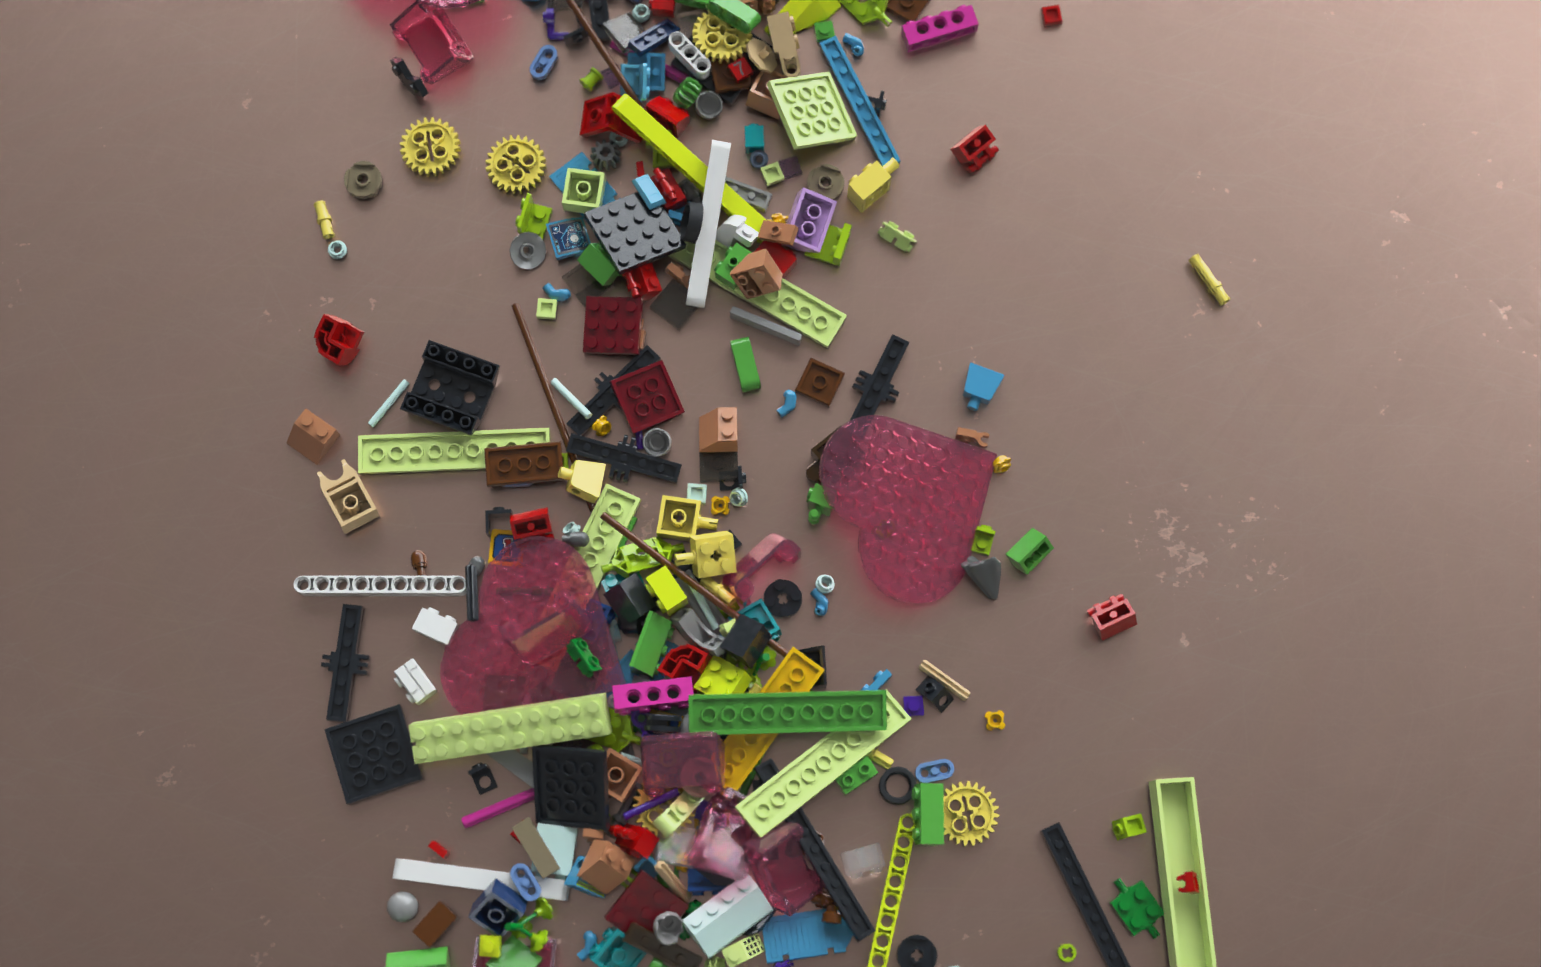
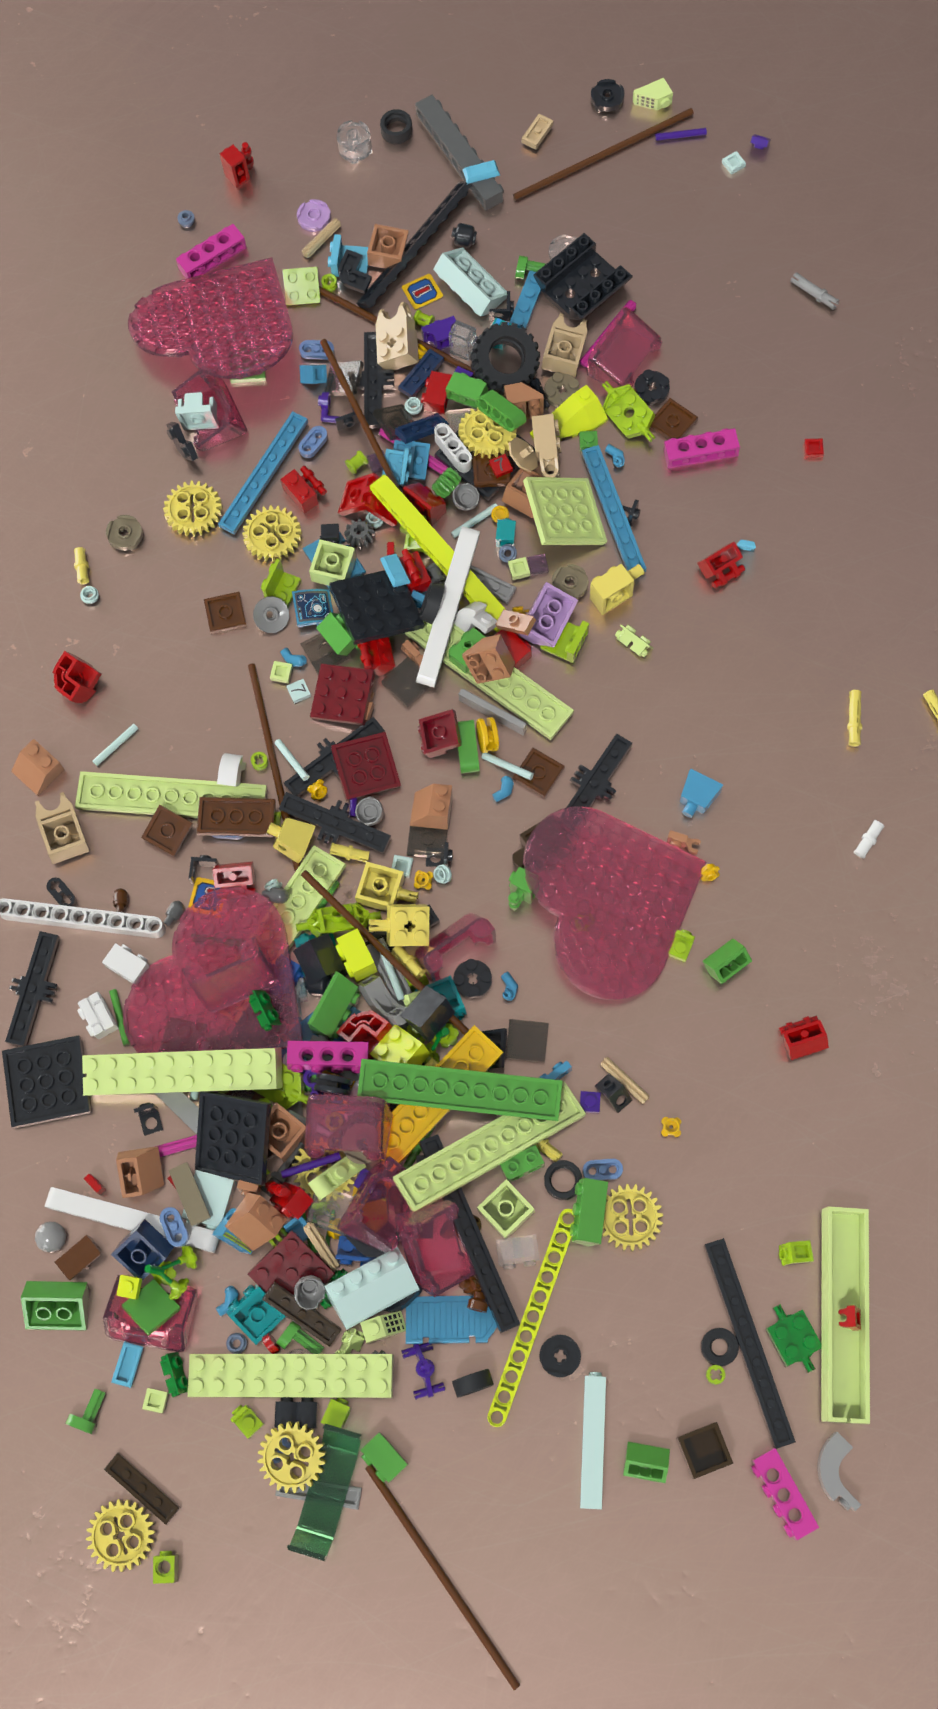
camera: 15 degrees right, 5 degrees down
(361, 559) = (64, 891): none -> black beam
(418, 47) = (194, 414): none -> light aqua panel
(436, 679) = (119, 1016): none -> bright green bar
(456, 485) = (167, 830): none -> reddish brown tile
(458, 376) = (185, 726): black slope -> none
(471, 593) = (165, 935): black axle -> none
(479, 252) = (225, 612): none -> reddish brown tile
(482, 831) = (139, 1171): none -> nougat slope
(497, 100) = (263, 473): none -> dark azure plate
(512, 417) = (230, 769): none -> white brick
(532, 404) = (259, 755): none -> lime bush
(537, 116) = (299, 491): none -> red brick
(567, 326) = (298, 691): none -> light aqua tile
(576, 158) = (330, 533): none -> black bracket
(643, 486) = (349, 852): none -> light yellow pin
(716, 355) = (439, 733): none -> dark red plate
(721, 127) = (473, 521): none -> light aqua bar
(745, 118) = (499, 512): none -> yellow plate
(764, 351) = (487, 735): none -> yellow head
(788, 379) = (506, 765): none -> light aqua bar
(827, 580) = (517, 964): light aqua plate -> none
(844, 653) = (527, 1040): none -> clear smoke tile
(846, 822) = (506, 1209): none -> yellowish green brick
(984, 574) = (679, 978): dark grey hat -> none
(997, 126) = (746, 545): none -> medium azure tile
(1058, 935) = (731, 1340): none -> black tyre
(1125, 298) = (854, 725): none -> light yellow pin
(1152, 412) = (869, 839): none -> white pin

